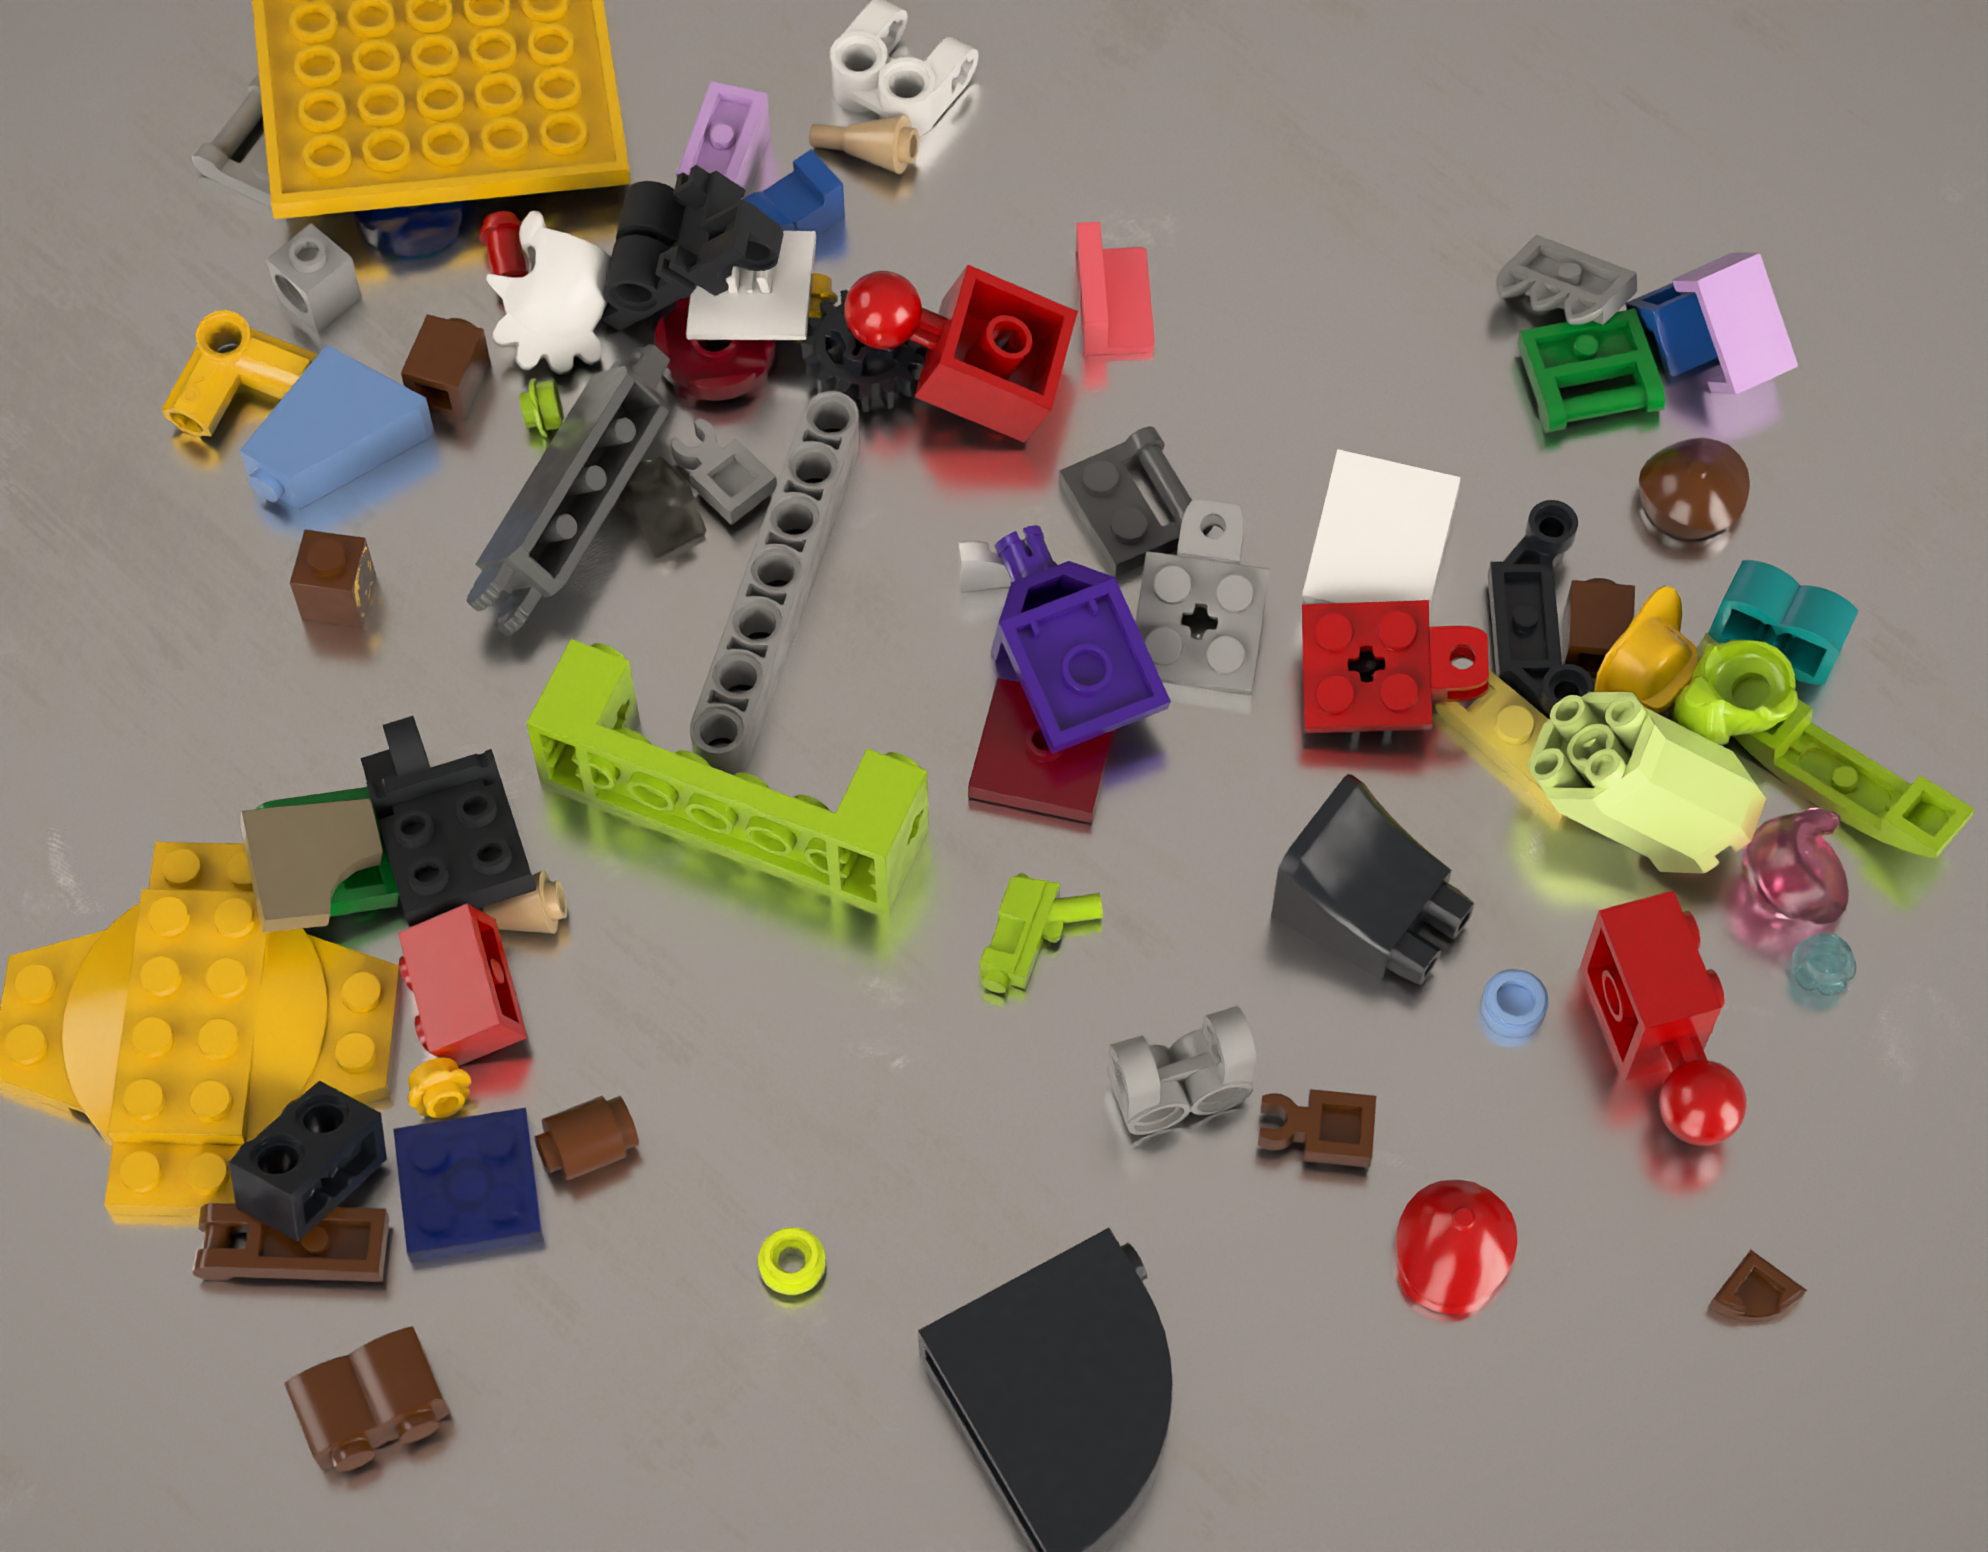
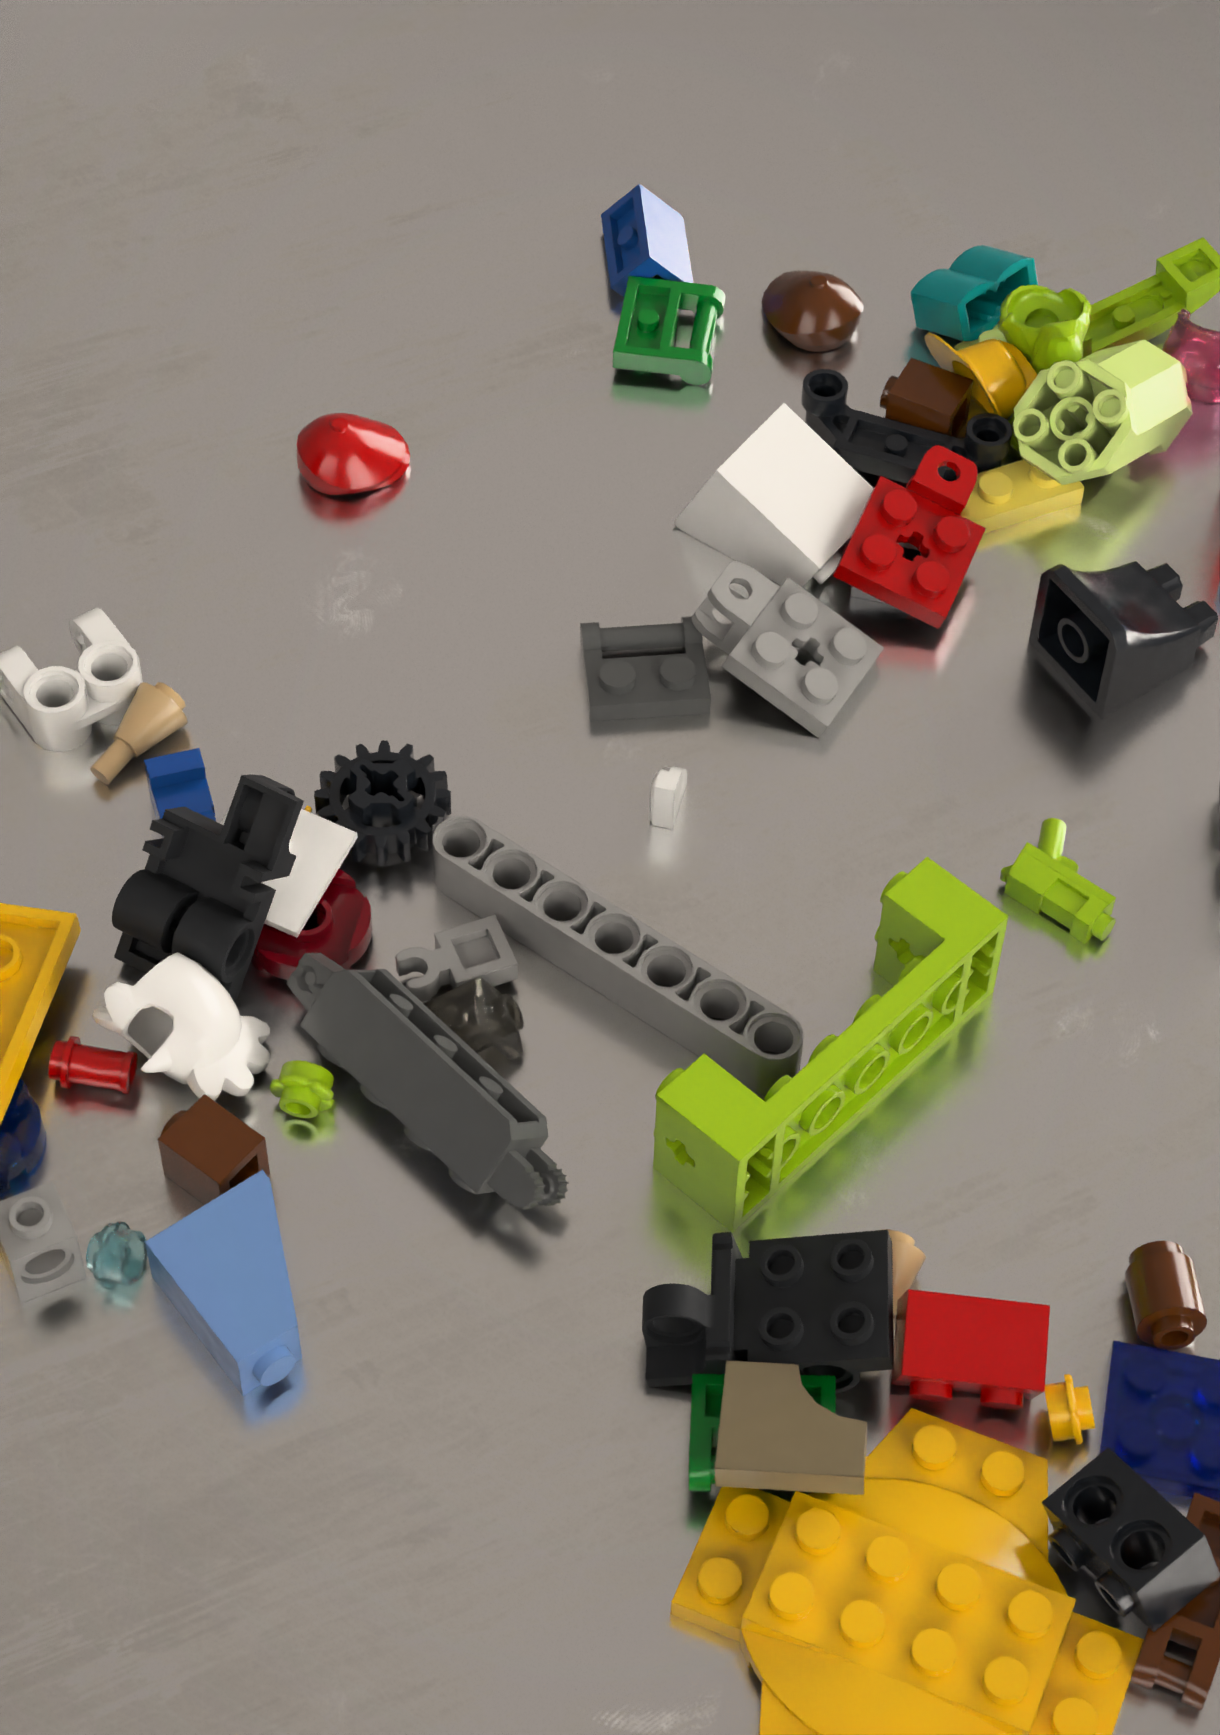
camera: 70 degrees left, 10 degrees down
(214, 377) = (109, 1379): yellow piece -> none
(333, 331) = (117, 1255): none -> clear light blue plate
(333, 578) = (428, 1330): reddish brown brick -> none
(729, 134) = (88, 827): lavender panel -> none
(989, 348) = (448, 697): red brick -> none
(1021, 772) = (875, 815): dark red plate -> none
(1072, 645) = (797, 734): dark purple plate -> none
(1112, 296) = (412, 615): coral panel -> none
(1281, 172) = (350, 454): none -> red hat
(1568, 280) = (579, 305): light grey plate -> none
(1740, 321) = (691, 205): lavender panel -> none

